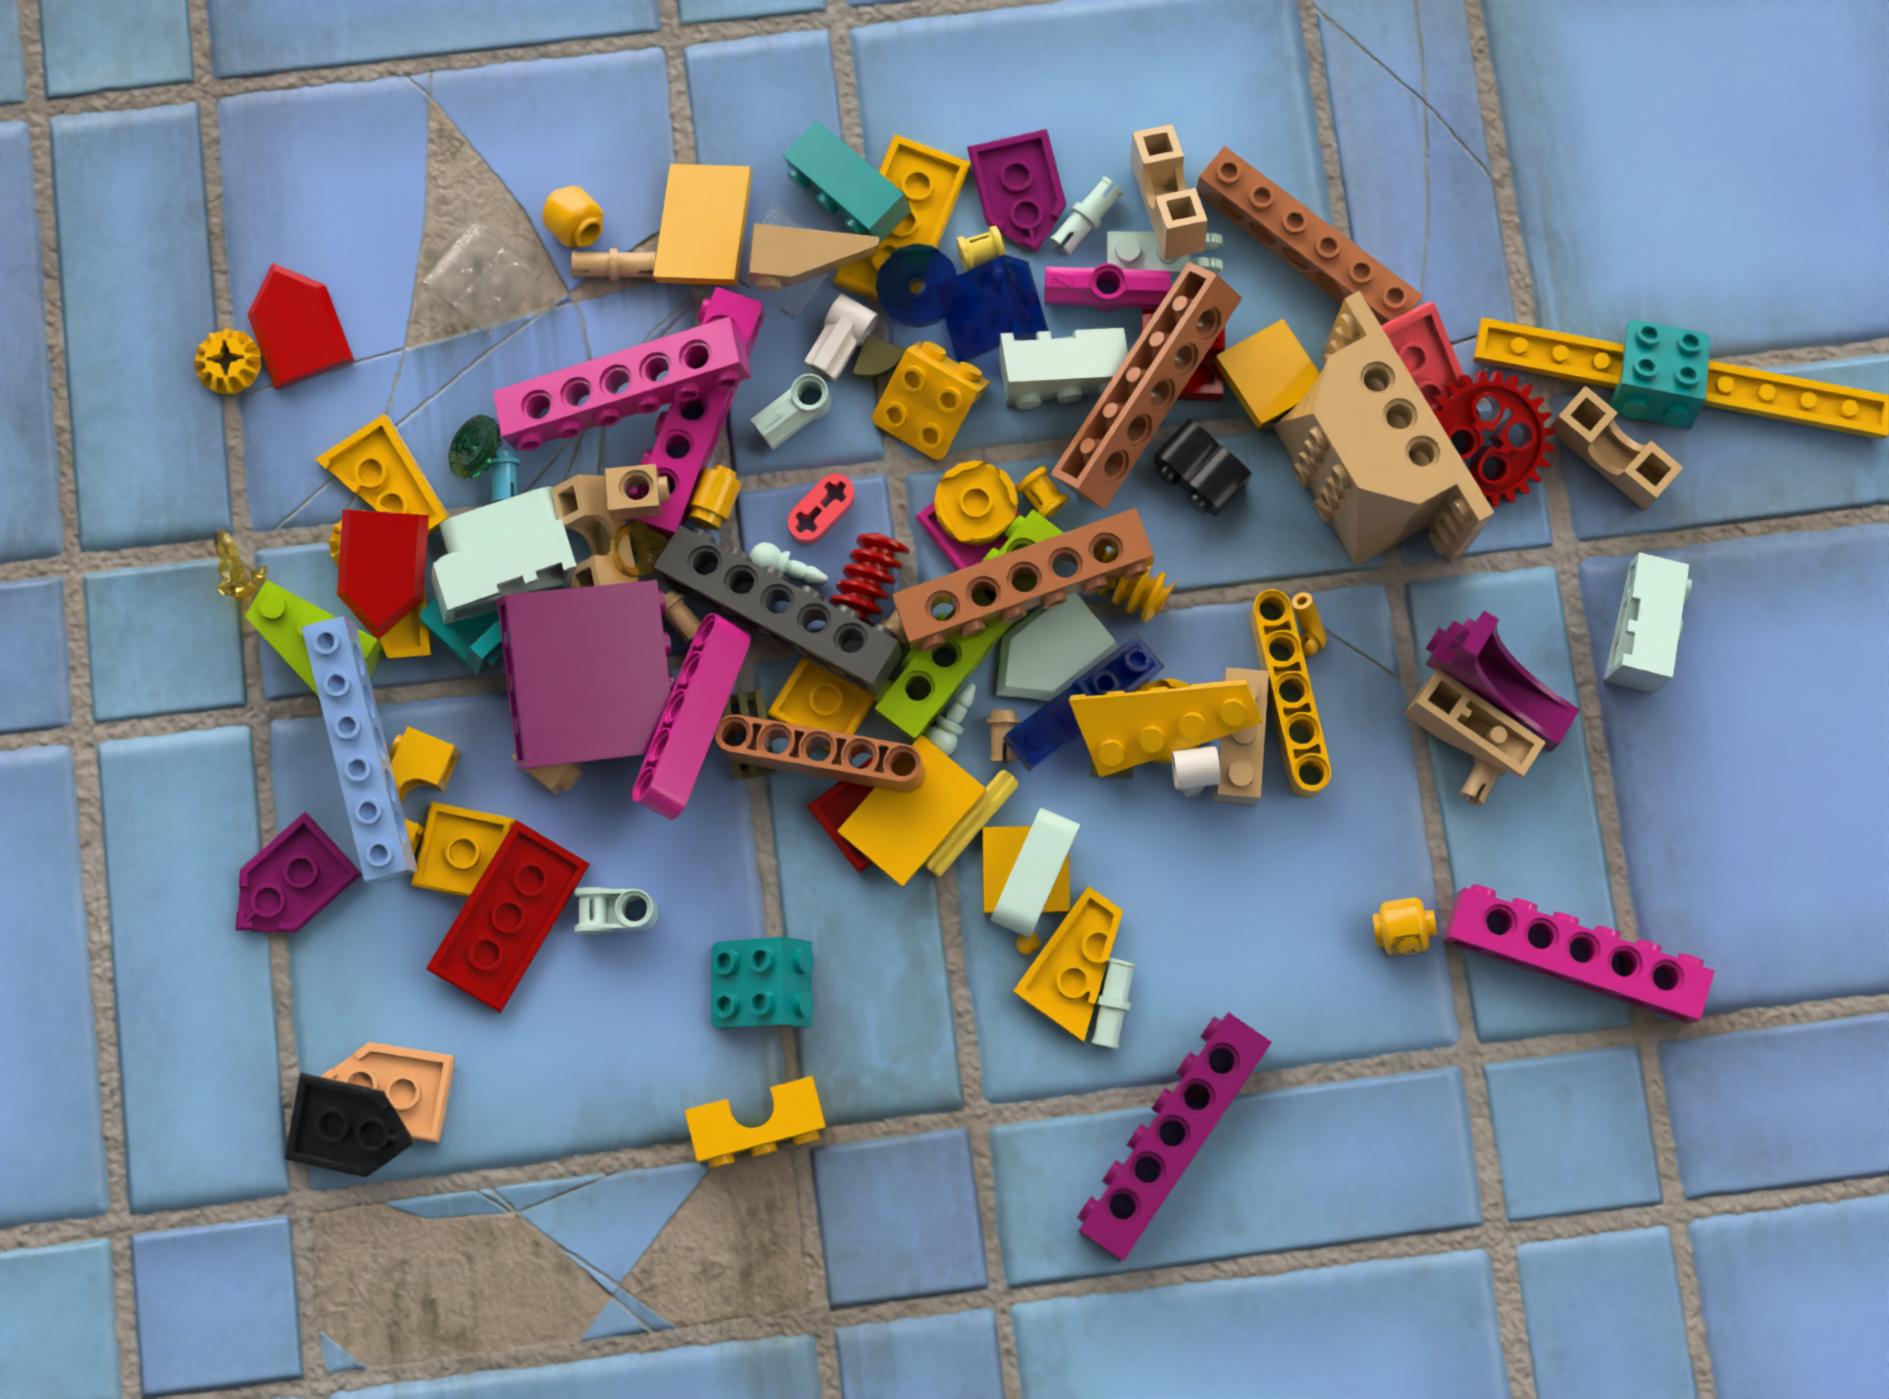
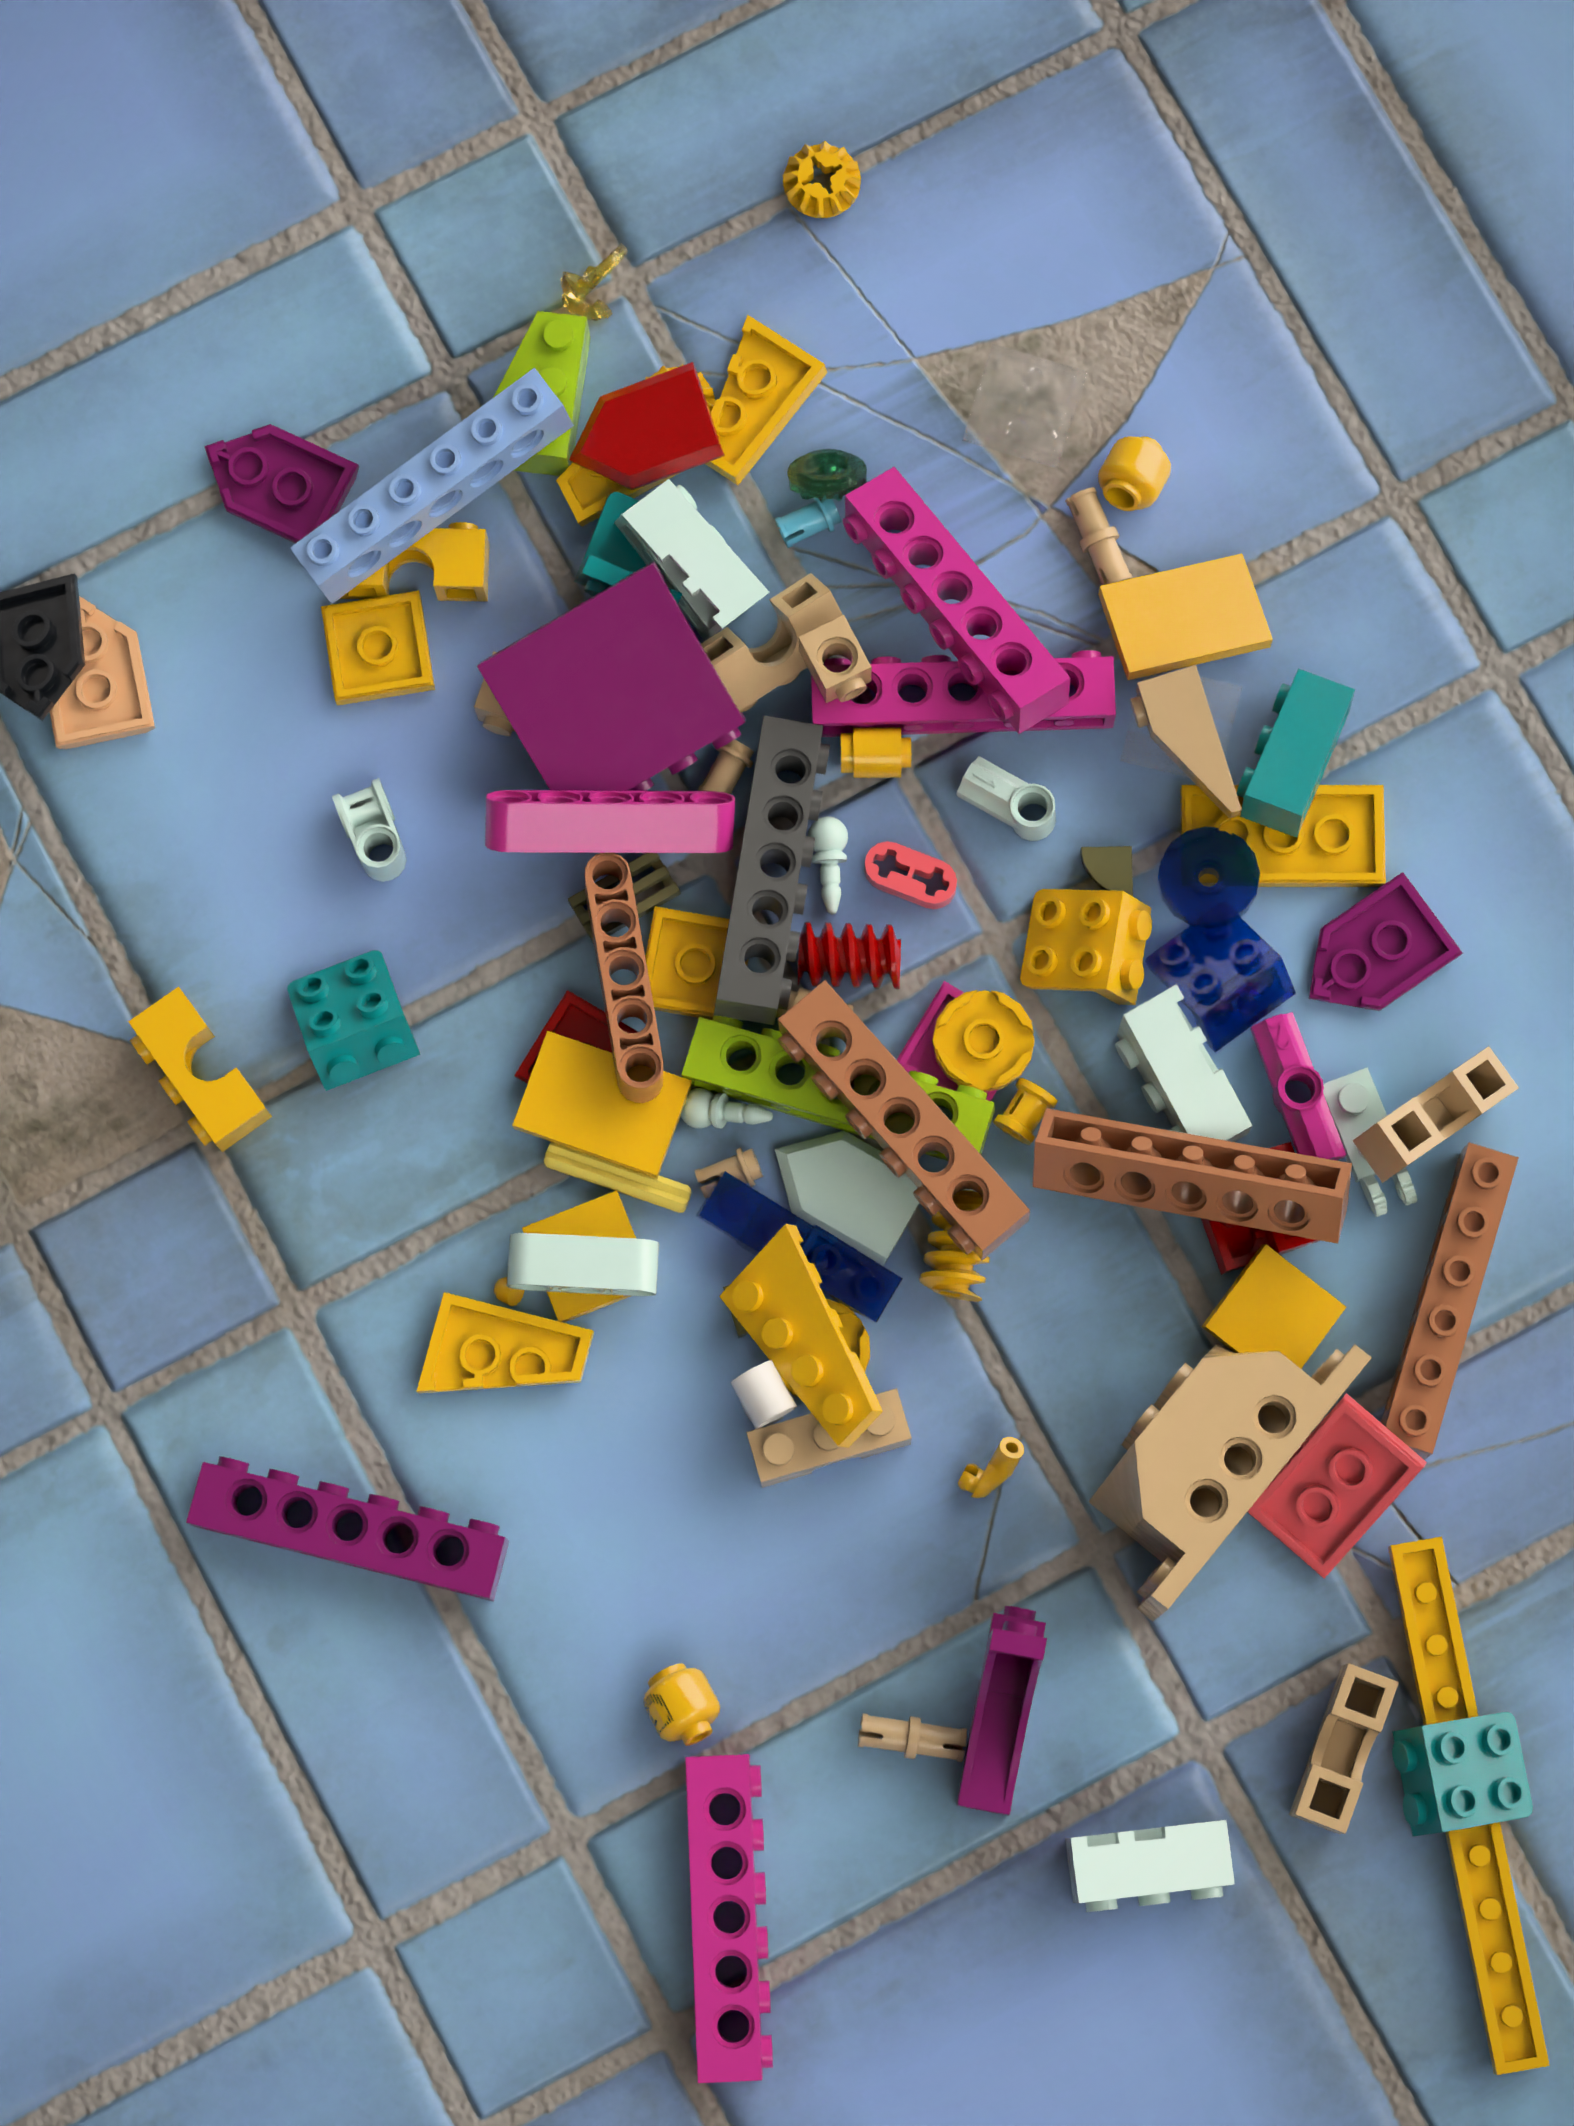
camera: 75 degrees right, 0 degrees up
(297, 327) = (890, 236): red tile -> none
(498, 520) = (752, 535): light aqua beam -> none
(507, 916) = (324, 720): red tile -> none
(646, 543) = (791, 698): clear yellow piece -> none
(844, 330) = (1128, 819): white piece -> none
(980, 248) = (1285, 933): light yellow bush -> none
(1086, 216) = (1375, 1036): light aqua pin -> none
(1113, 1003) = (473, 1409): light aqua pin -> none
(1201, 468) = (1127, 1278): black brick -> none
(1295, 673) = (918, 1455): yellow beam -> none
(1473, 724) = (942, 1700): tan slope -> none
(1514, 463) = (1283, 1640): red gear -> none

